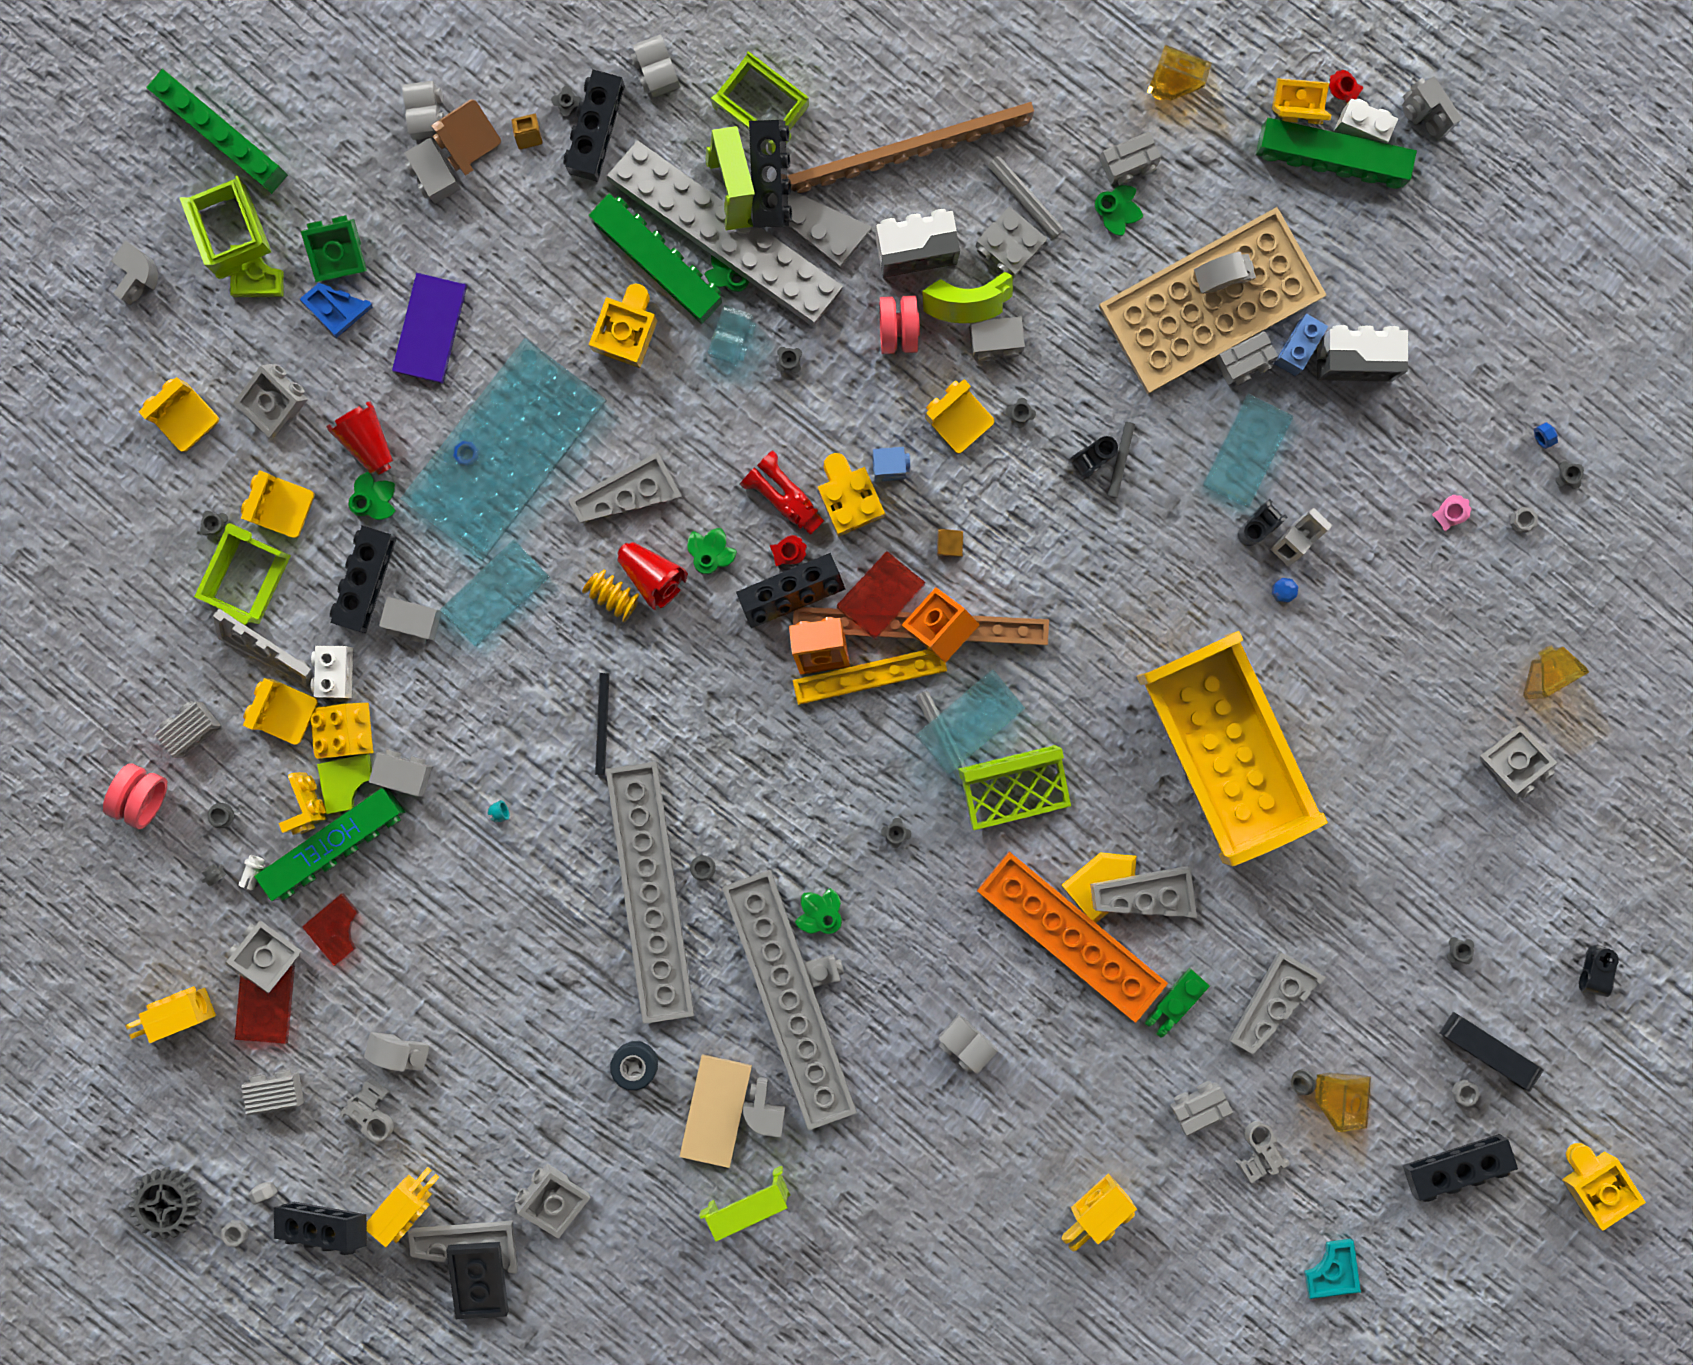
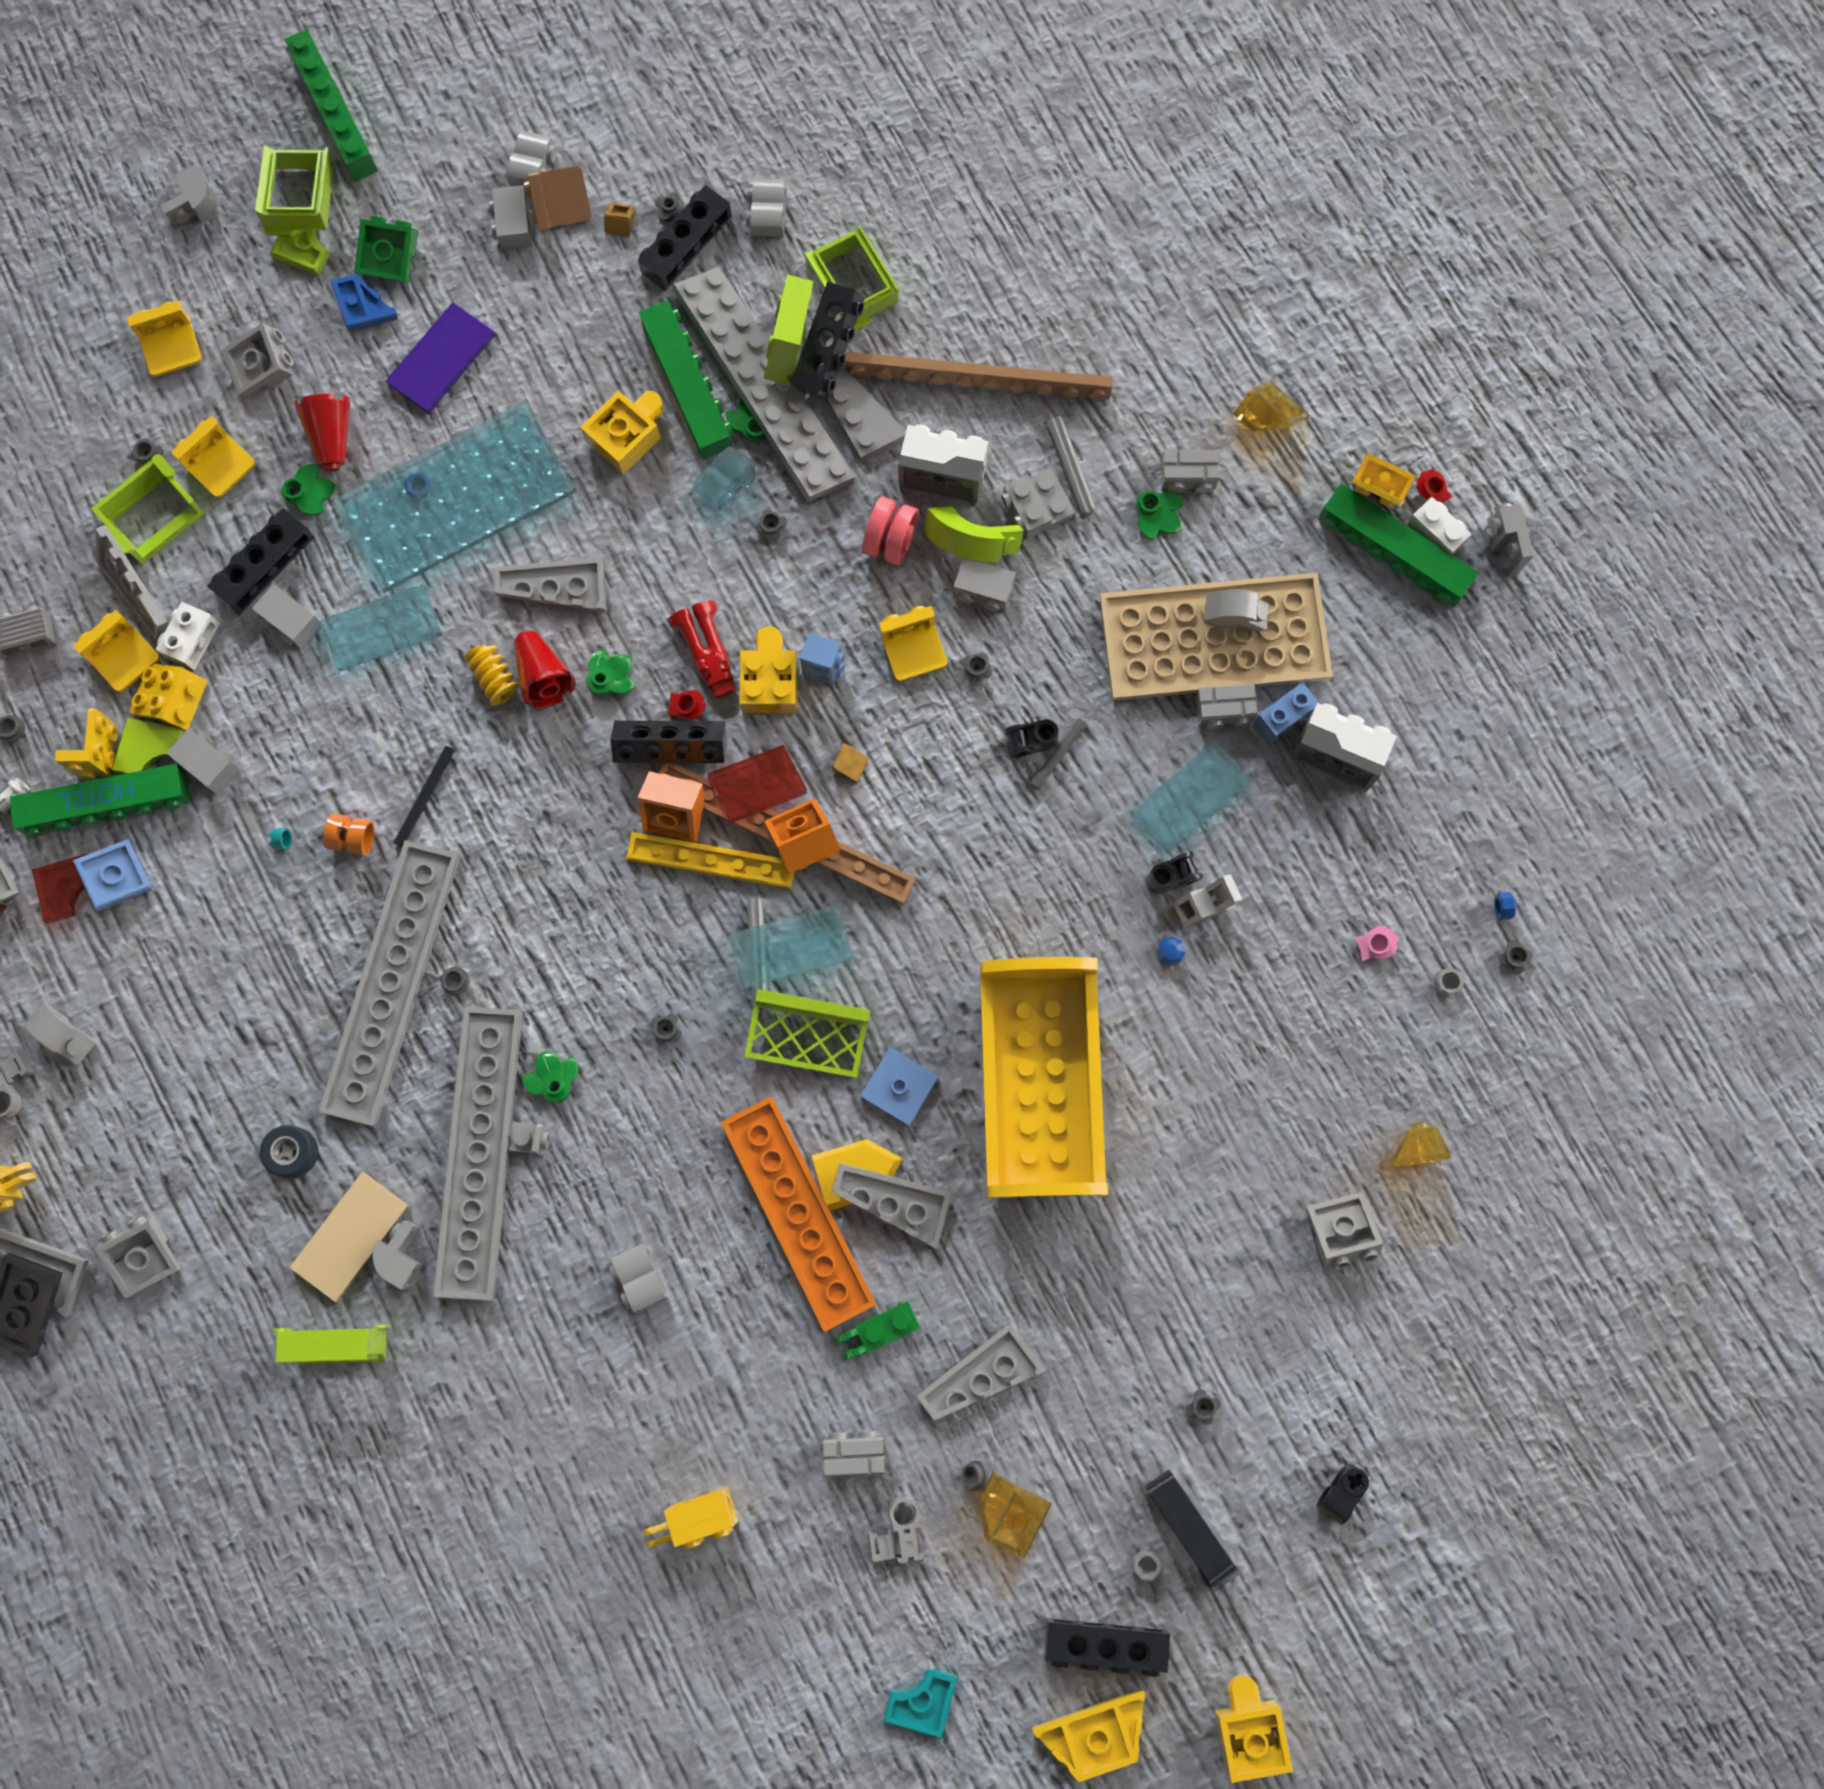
camera: 25 degrees right, 10 degrees down
(372, 903) = (112, 875): none -> medium blue plate
(565, 783) = (353, 835): none -> orange wheel
(1108, 798) = (899, 1086): none -> medium blue plate
(1479, 1238) = (1097, 1736): none -> yellow wing

